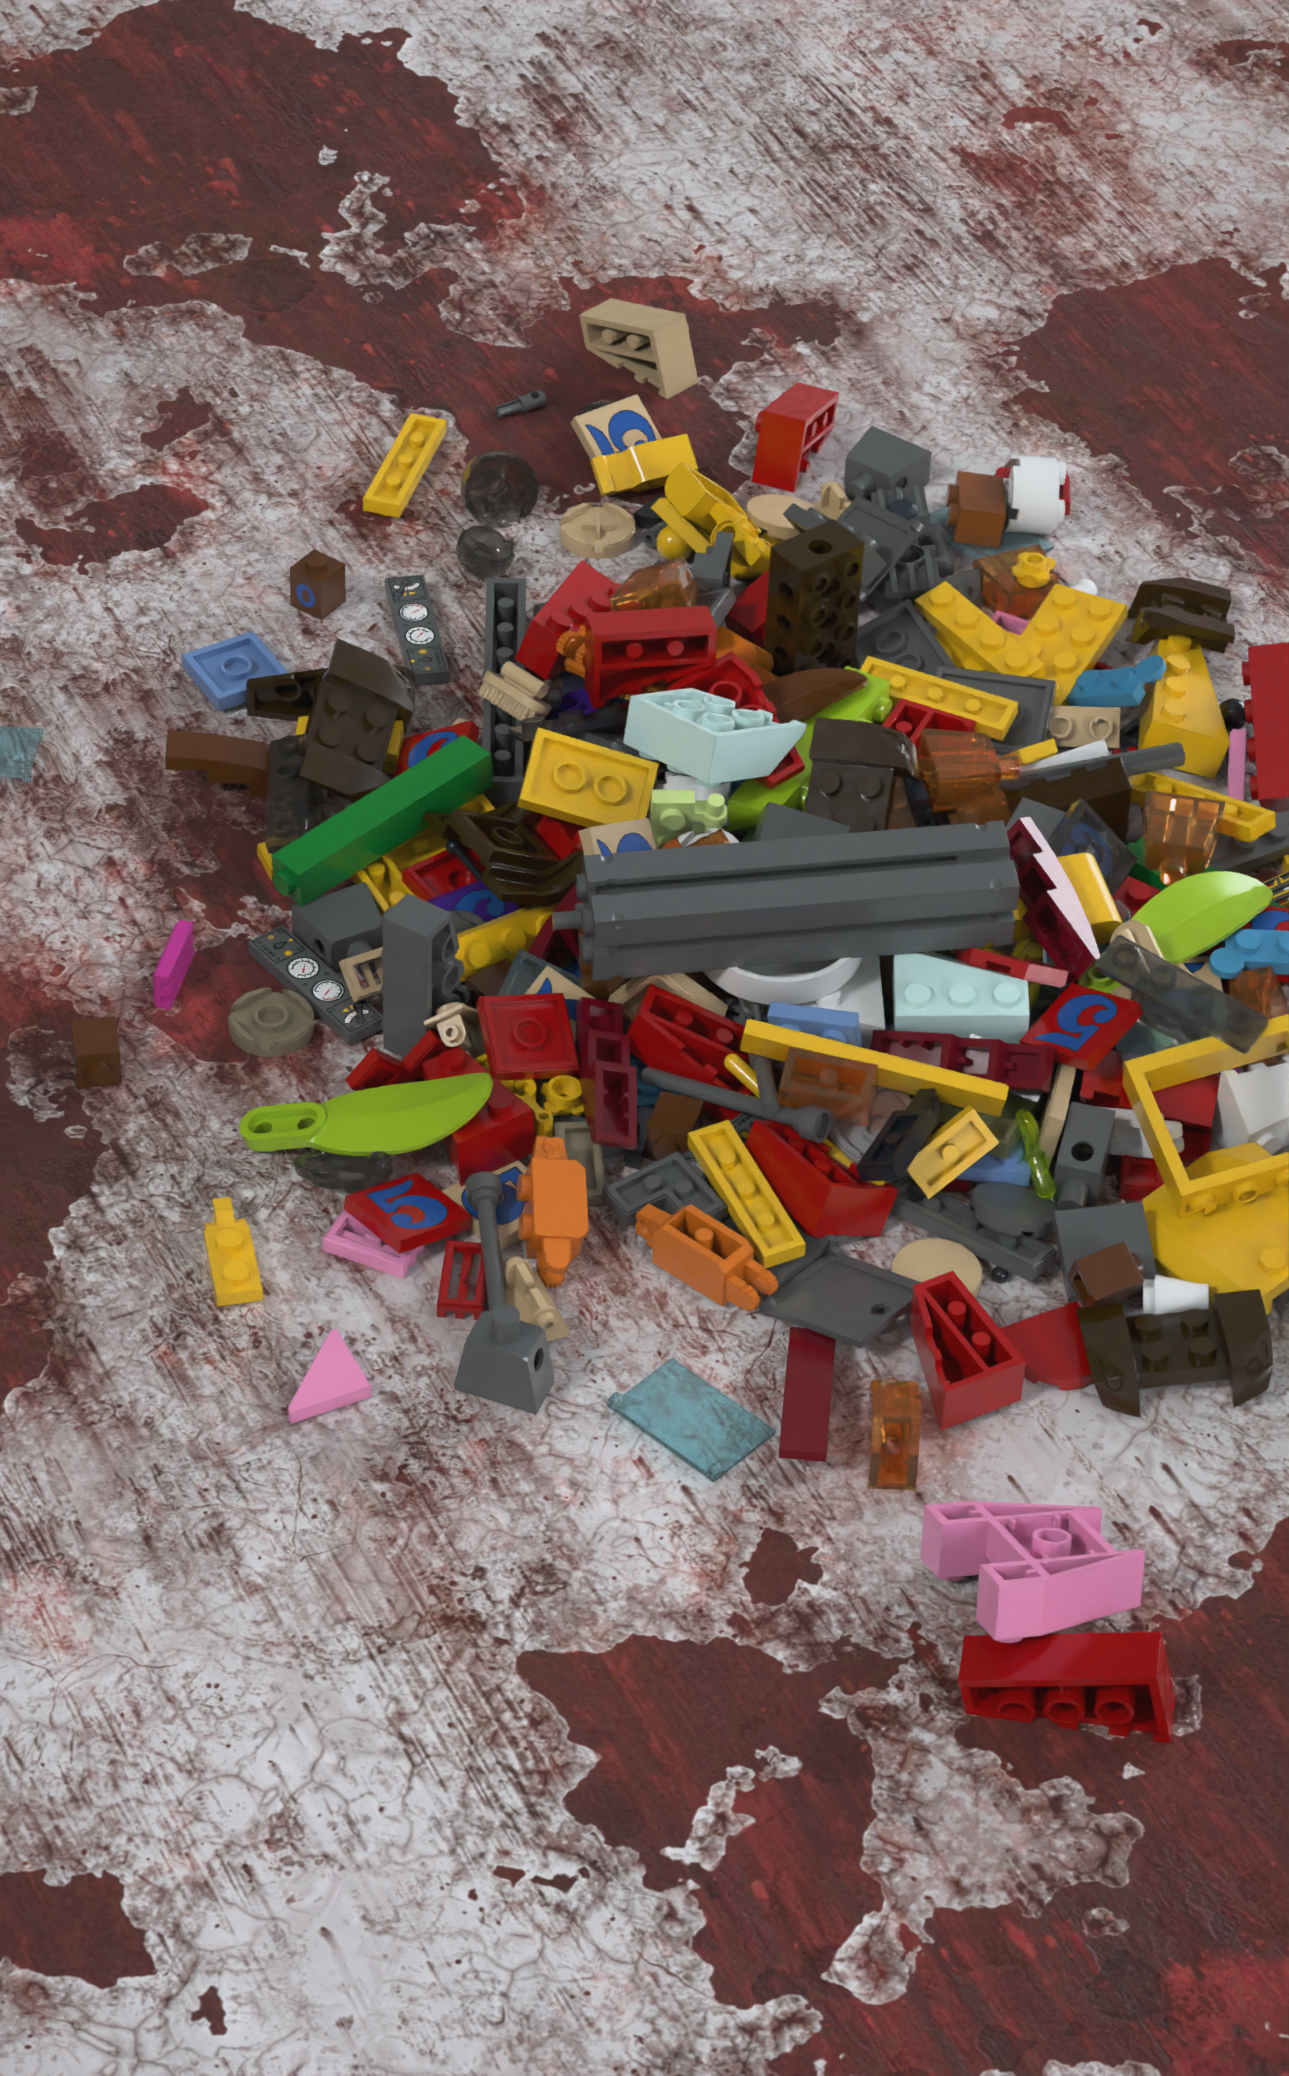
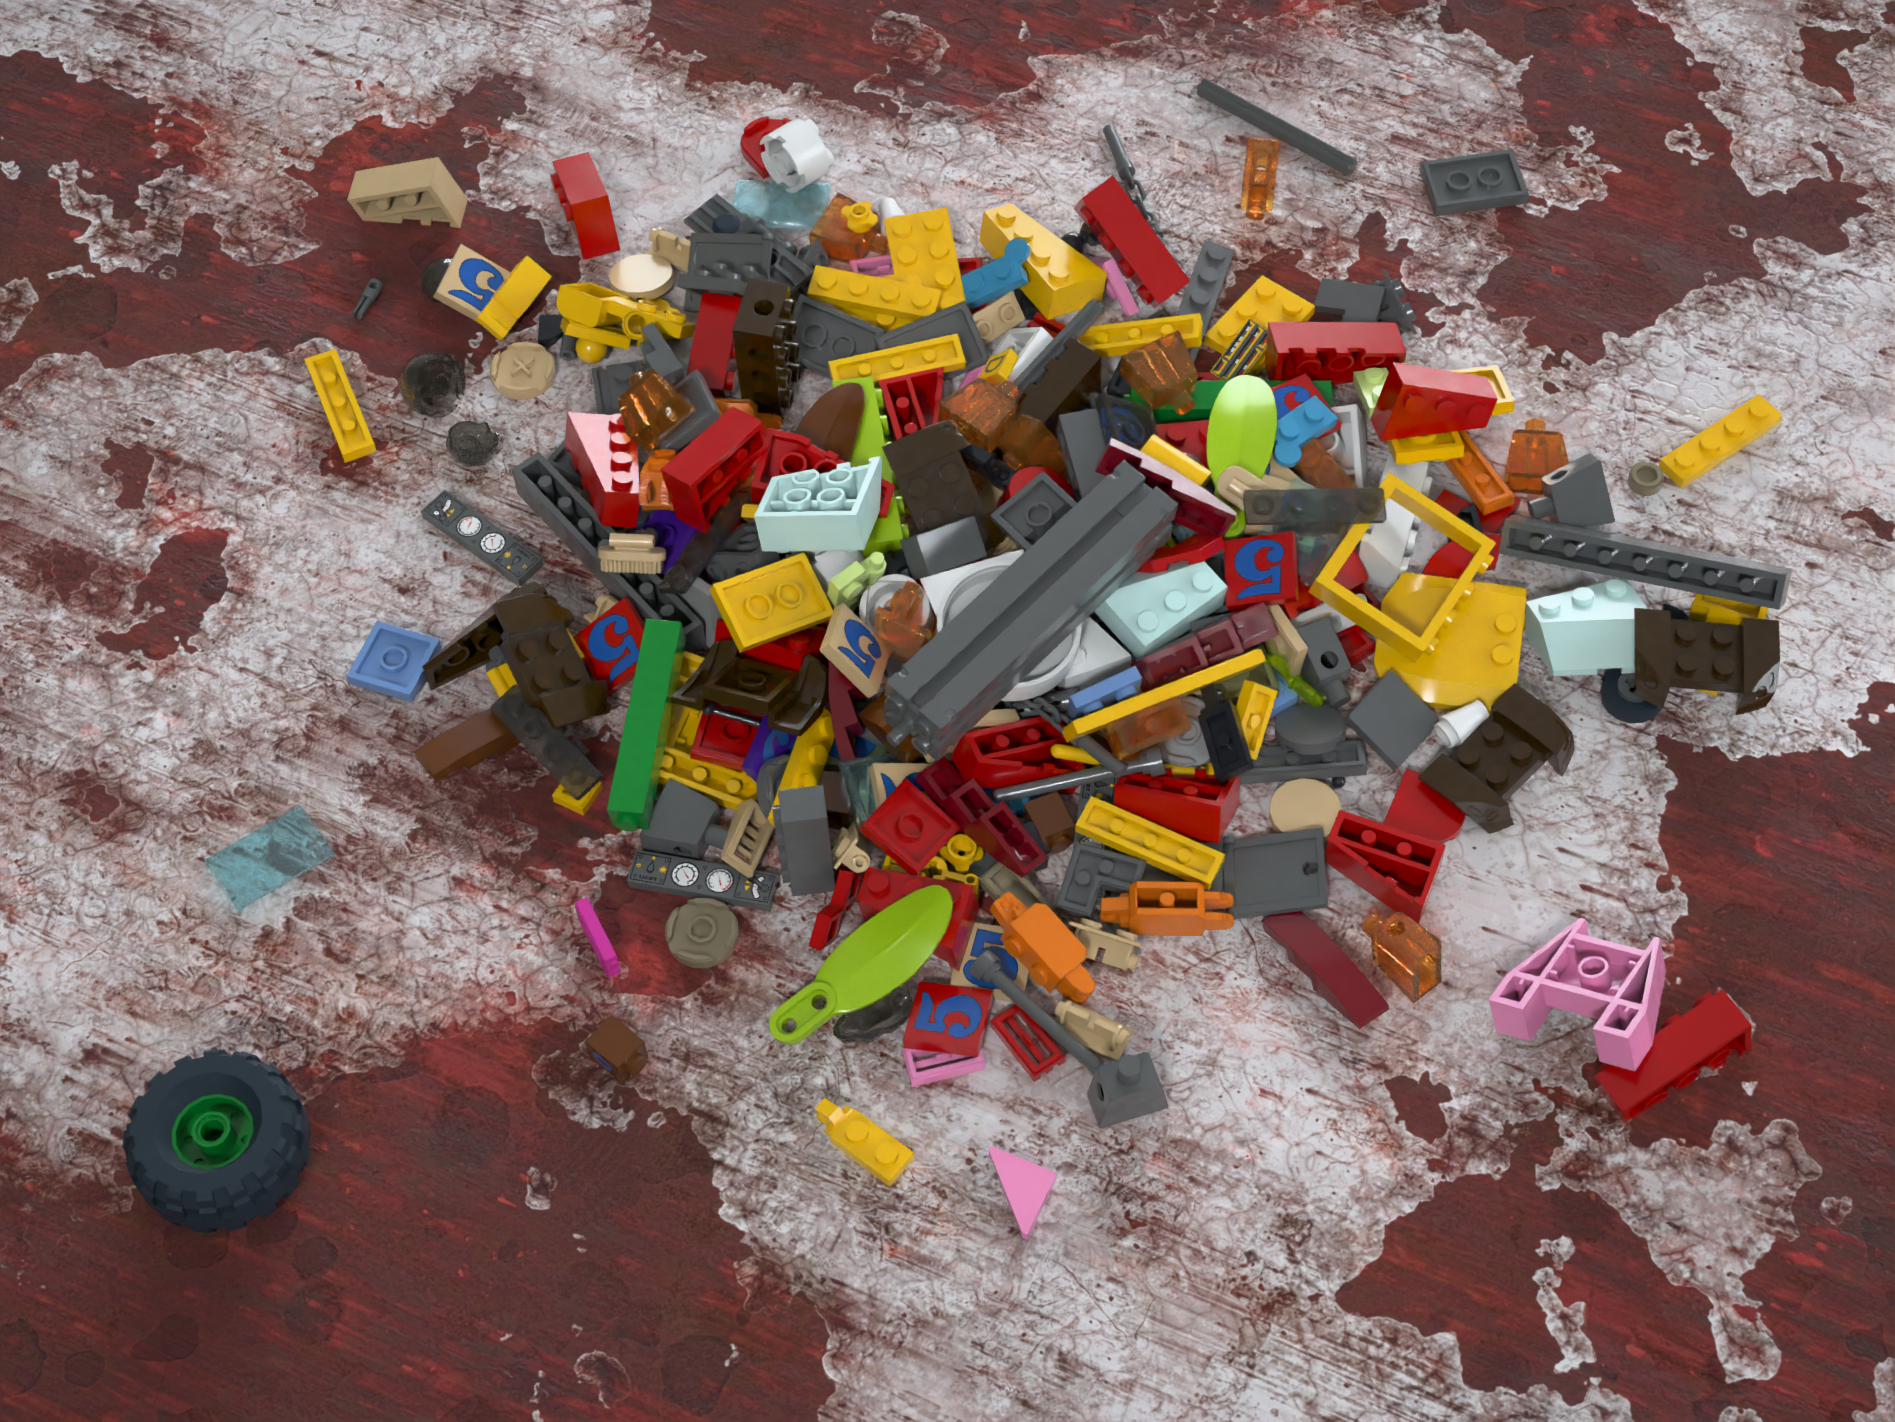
camera: 35 degrees left, 15 degrees up
(317, 584) = (383, 549): reddish brown brick -> none
(630, 1261) = (1118, 947): none -> tan hinge
(691, 1419) = (1265, 1036): clear light blue piece -> none
(884, 463) = (669, 192): dark grey torso -> none
(976, 509) = (767, 188): dark orange brick -> none
(1107, 1276) = (1418, 741): reddish brown brick -> none
(1182, 608) = (975, 187): dark brown piece -> none

